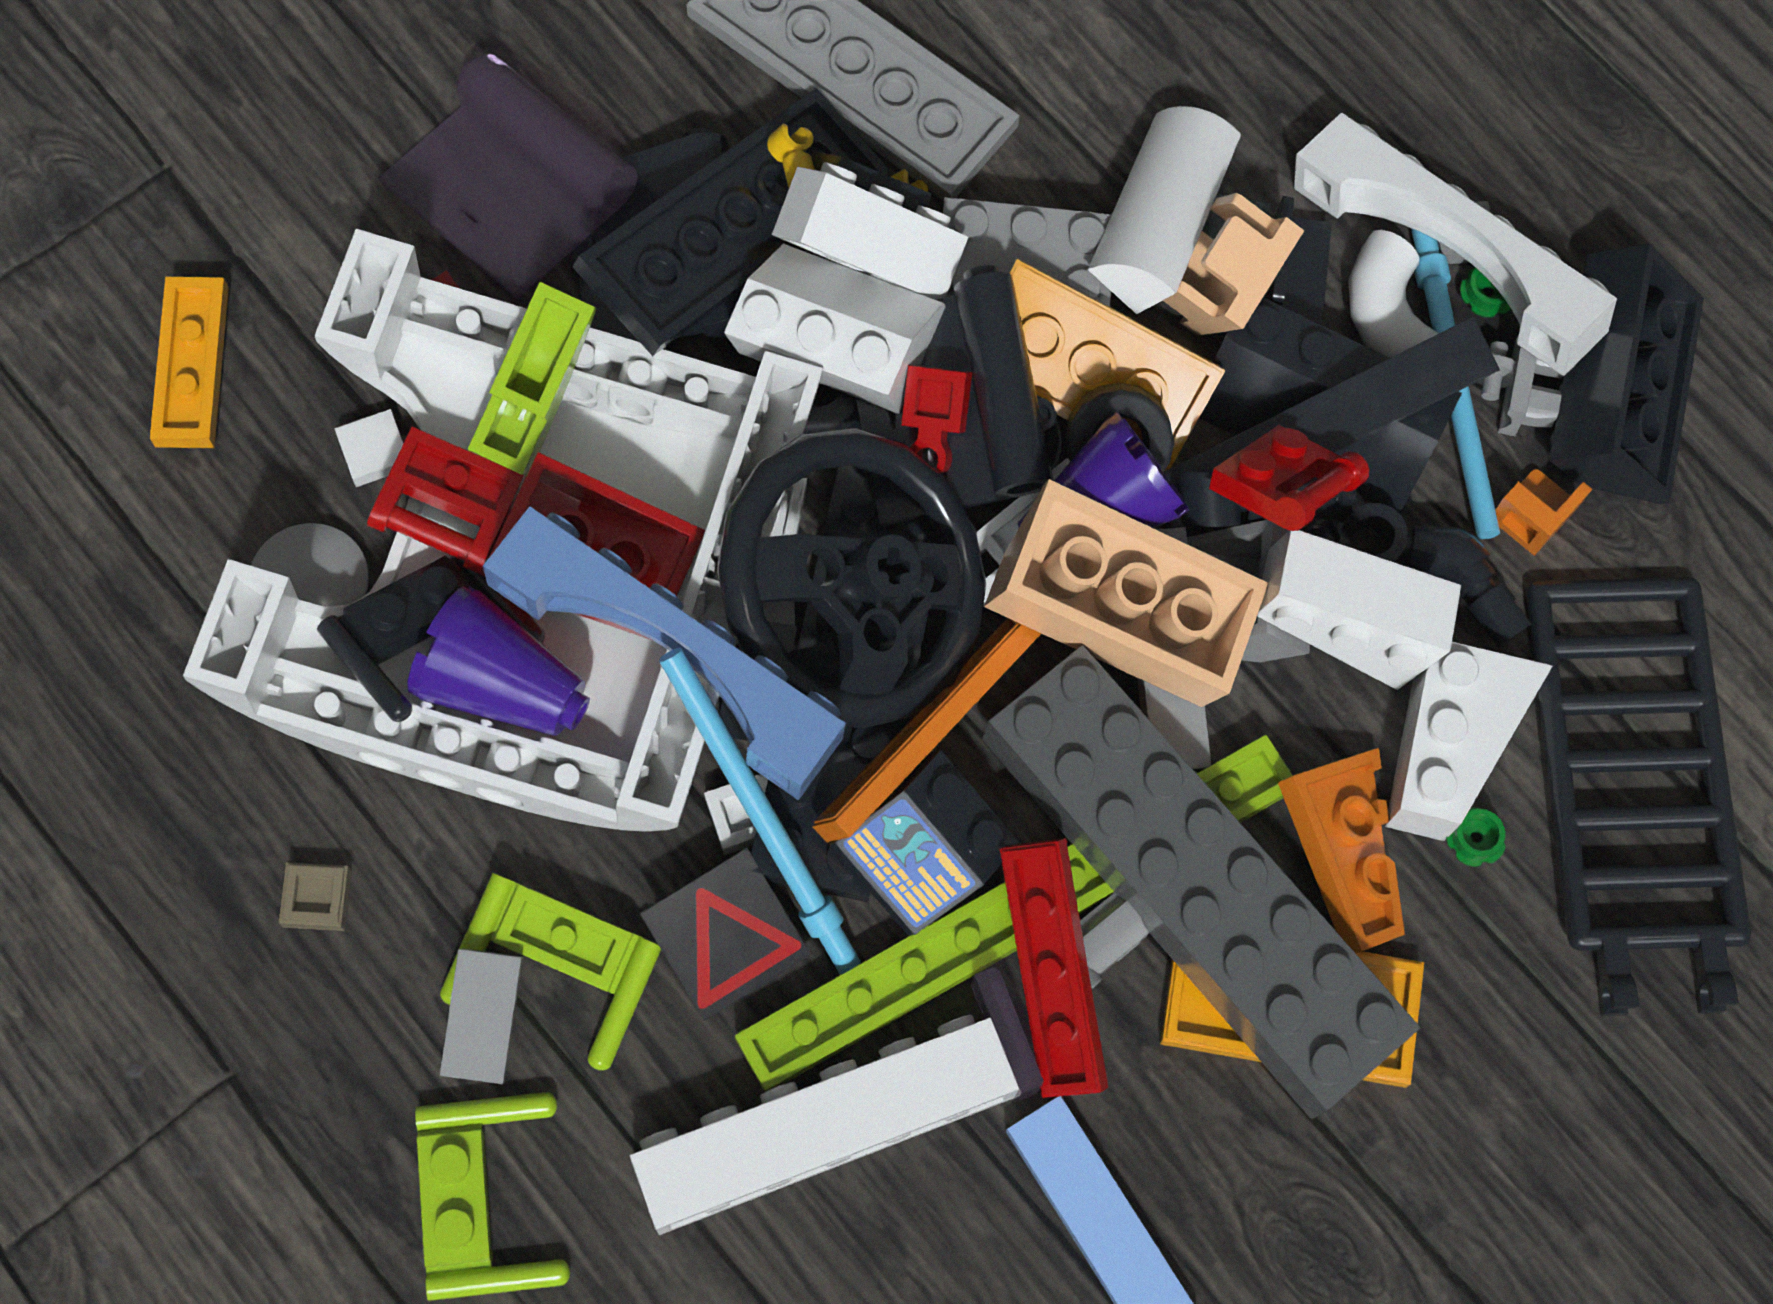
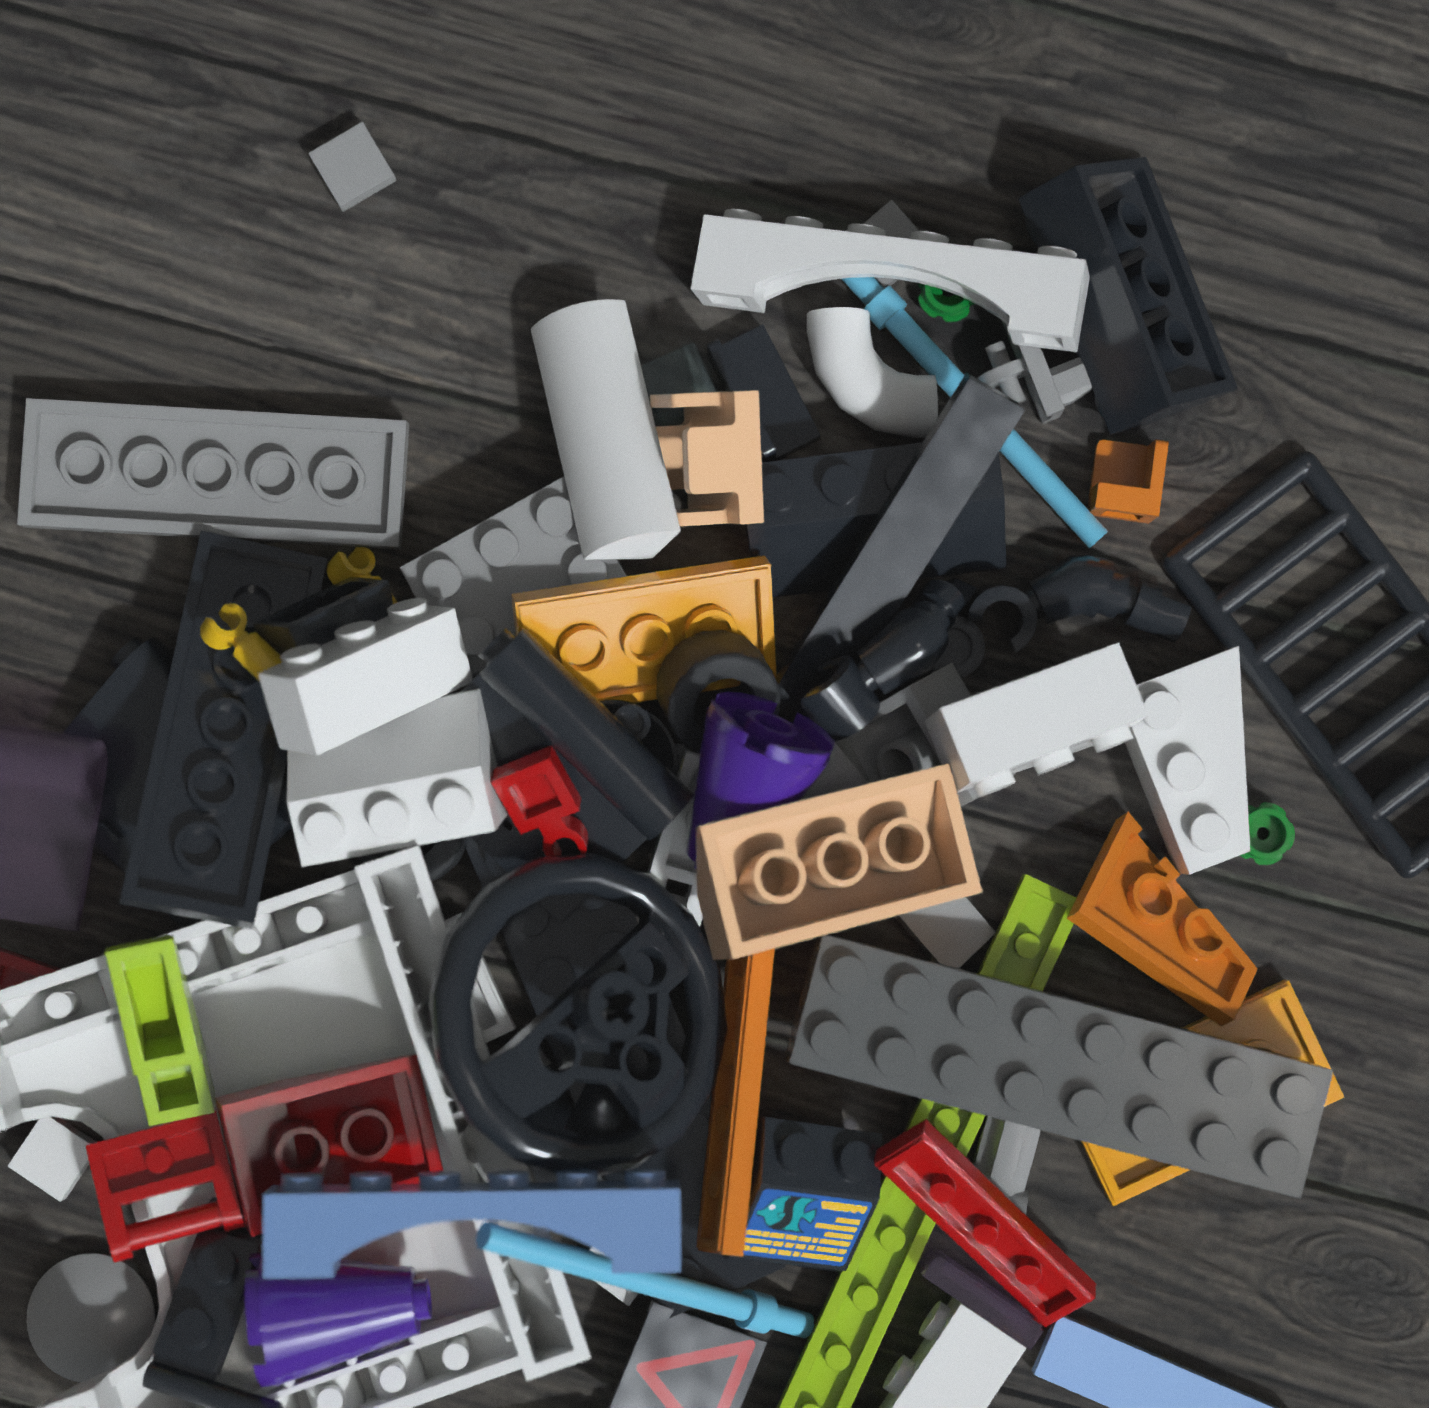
camera: 25 degrees left, 15 degrees up
(1275, 465) = (882, 647): red plate -> none

